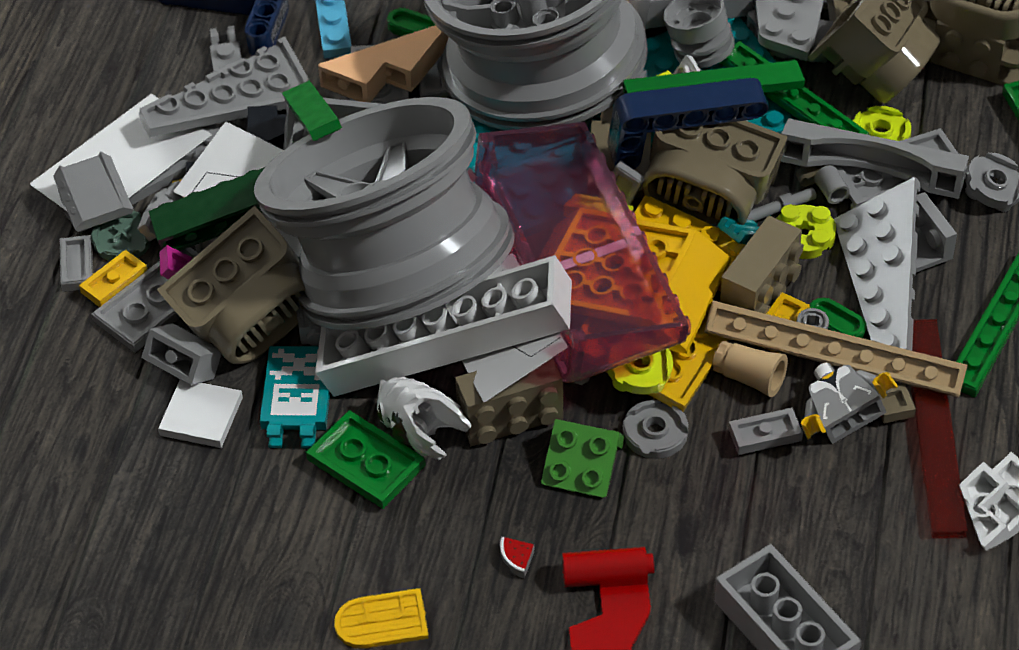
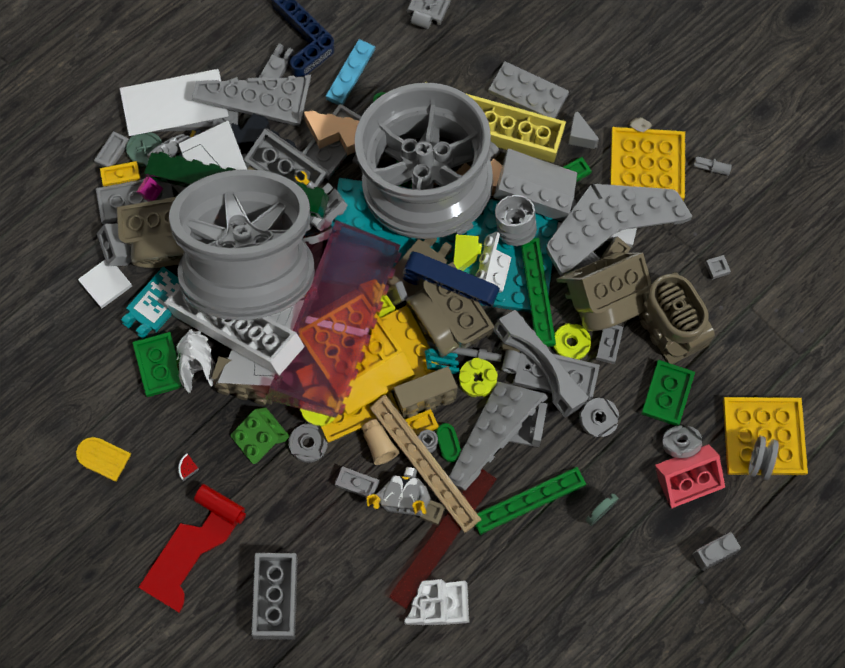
camera: 30 degrees right, 20 degrees up
(92, 192) = (141, 117): light grey slope -> none
(311, 110) = (256, 153): green tile -> none
(772, 76) = (493, 262): green tile -> none
(929, 103) = (609, 344): none -> light grey plate

